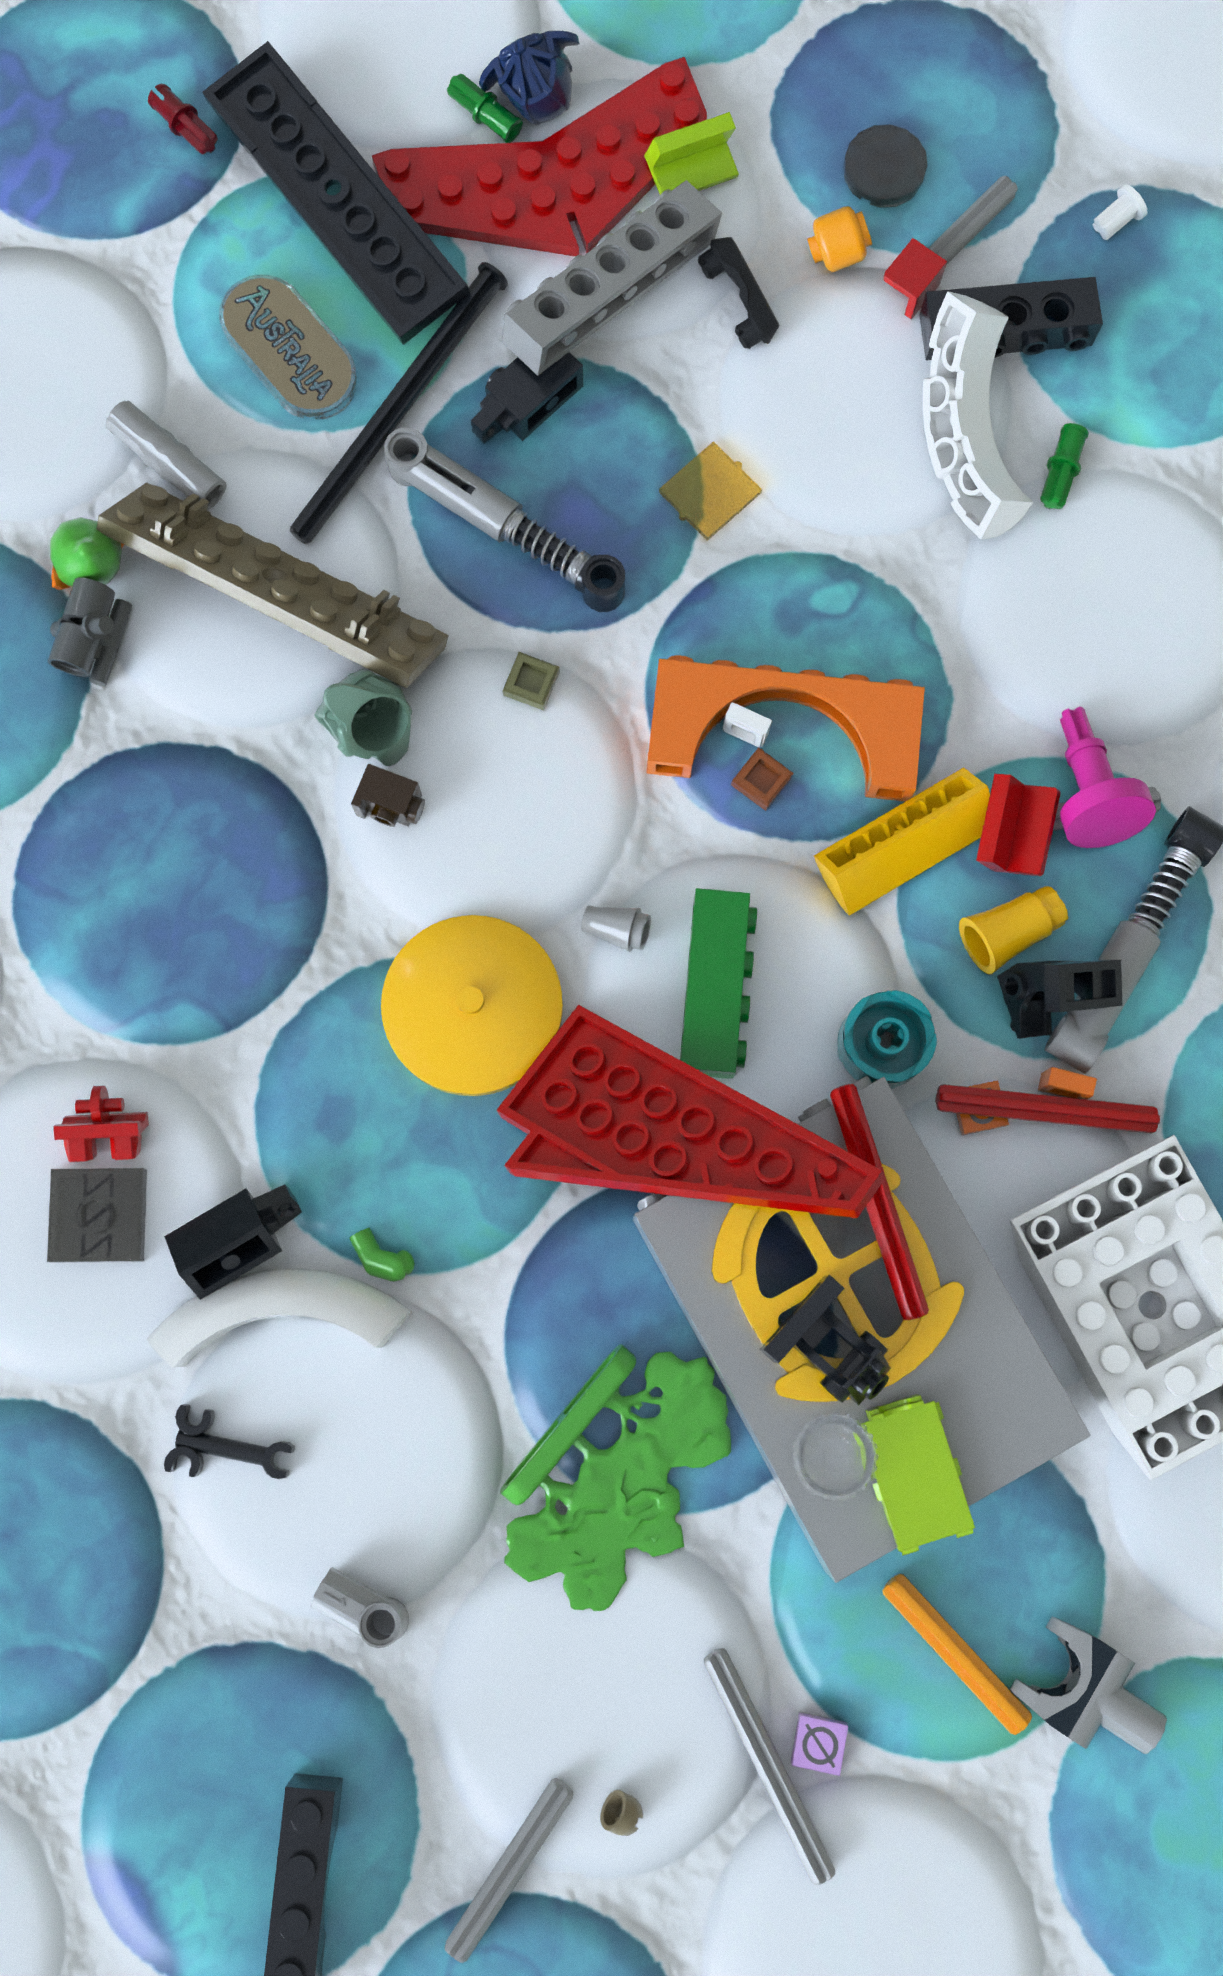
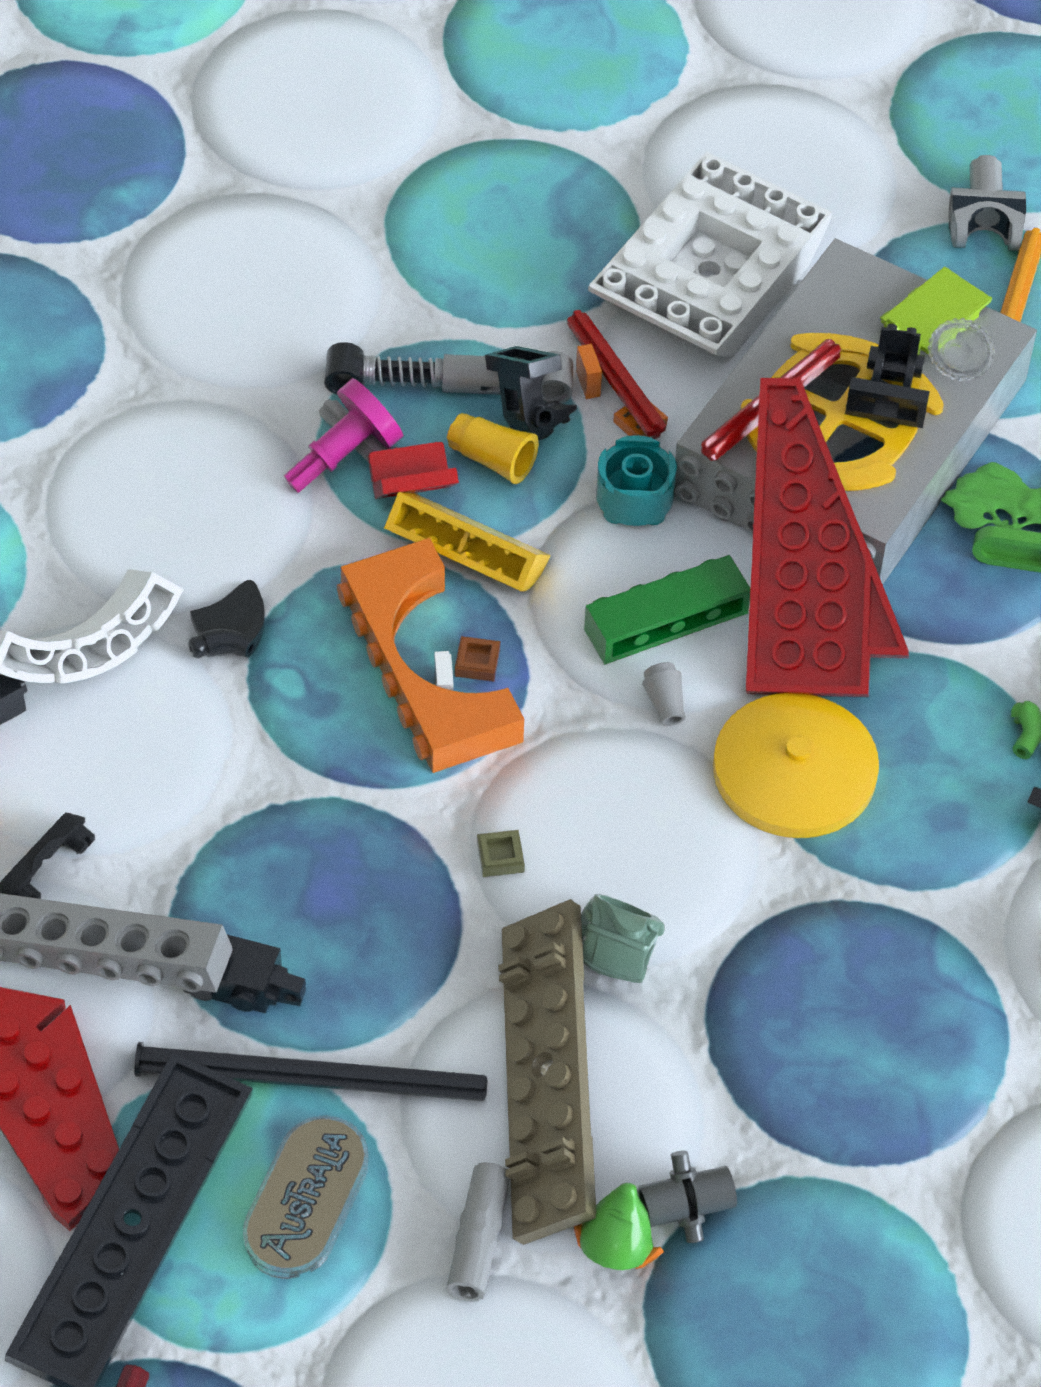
camera: 120 degrees left, 25 degrees down
(388, 797) = (674, 896): dark brown brick -> none
(500, 516) = (372, 937): piece -> none
(710, 490) = (245, 807): clear yellow piece -> none
(926, 575) = (230, 624): none -> black arm
(1064, 465) = (76, 570): green axle -> none

